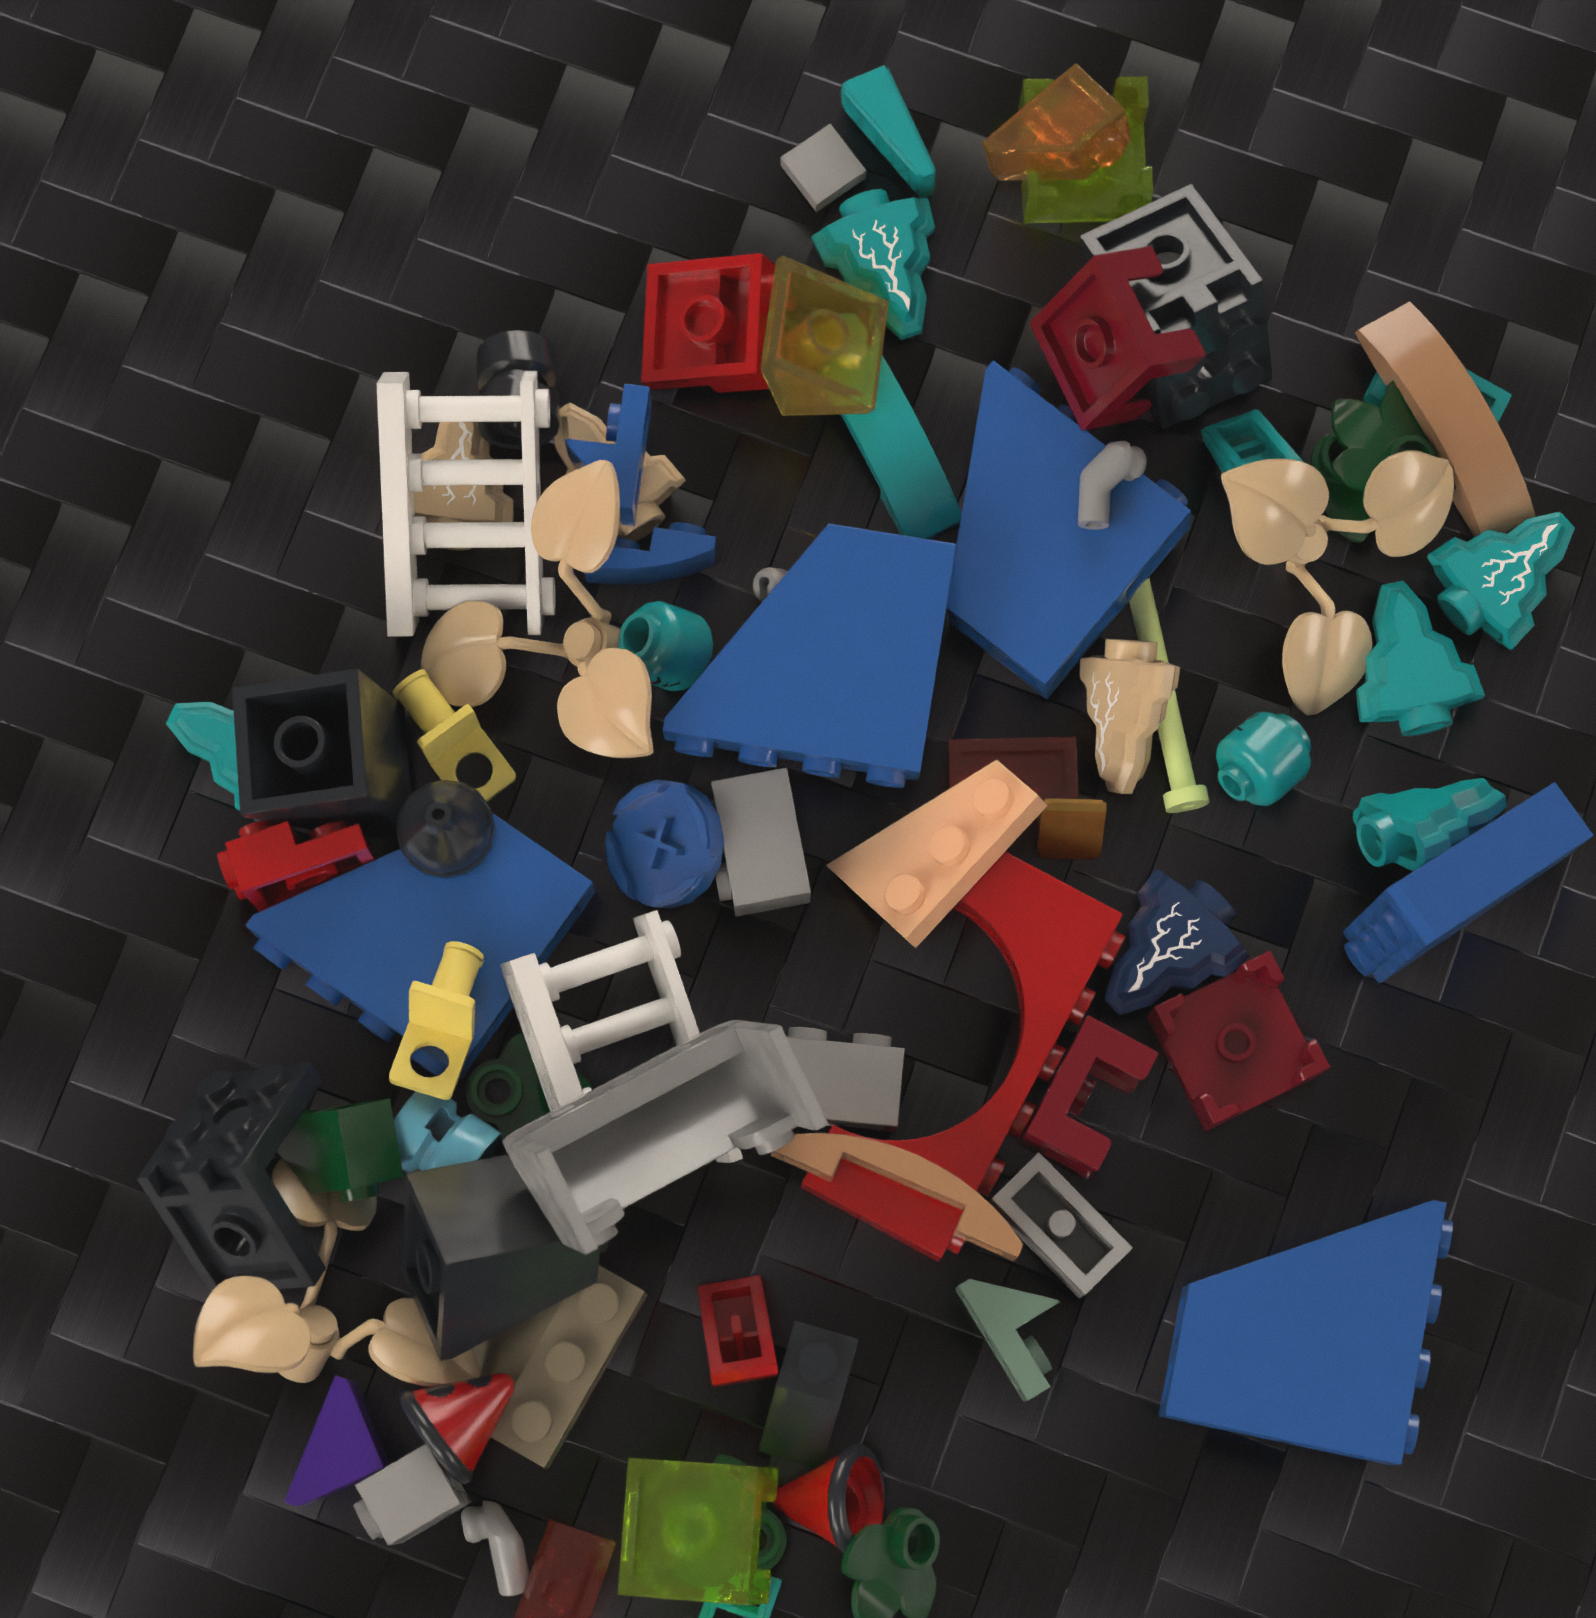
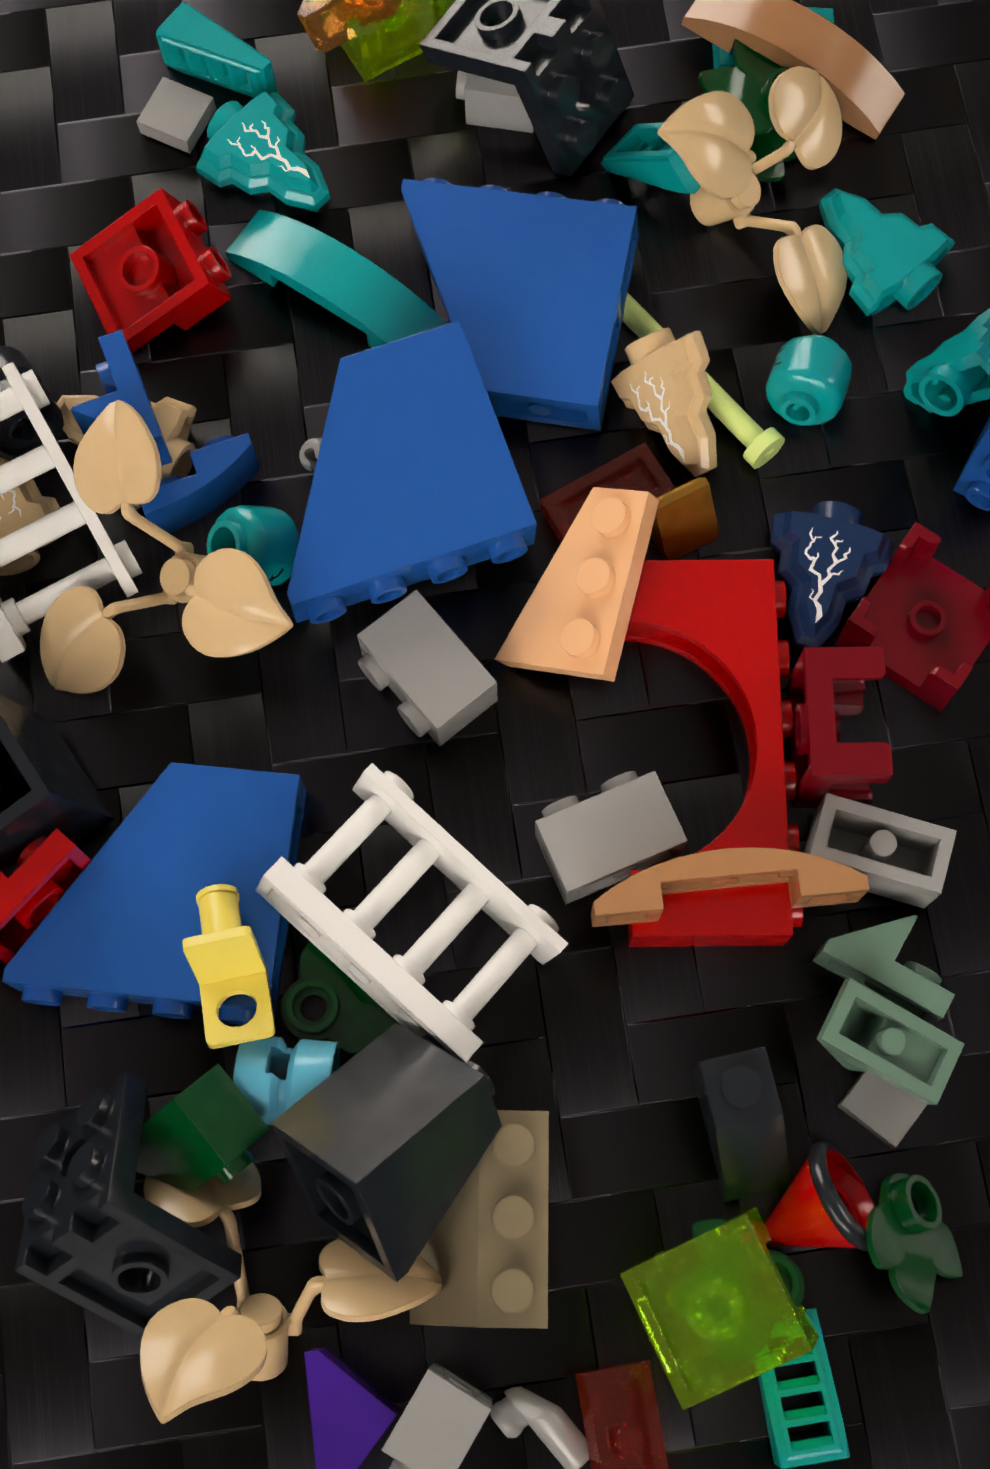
camera: 25 degrees left, 5 degrees down
(445, 829) = (141, 796): black helmet -> none
(450, 733) = (105, 723): light yellow bracket -> none
(458, 1418) = (444, 1328): red hat -> none
(660, 1123) = (487, 940): light grey windscreen -> none
(664, 844) = (345, 711): blue tile -> none
(737, 1331) = (649, 1103): red slope -> none
(822, 343) = (252, 234): clear yellow slope -> none
(945, 1443) = (881, 1108): none -> light grey tile
(969, 1395) = (890, 1042): none -> sand green slope
(1100, 476) = (546, 218): light grey arm -> none
(1104, 341) = (491, 102): dark red panel -> none
(1500, 576) = (907, 151): teal rock -> none

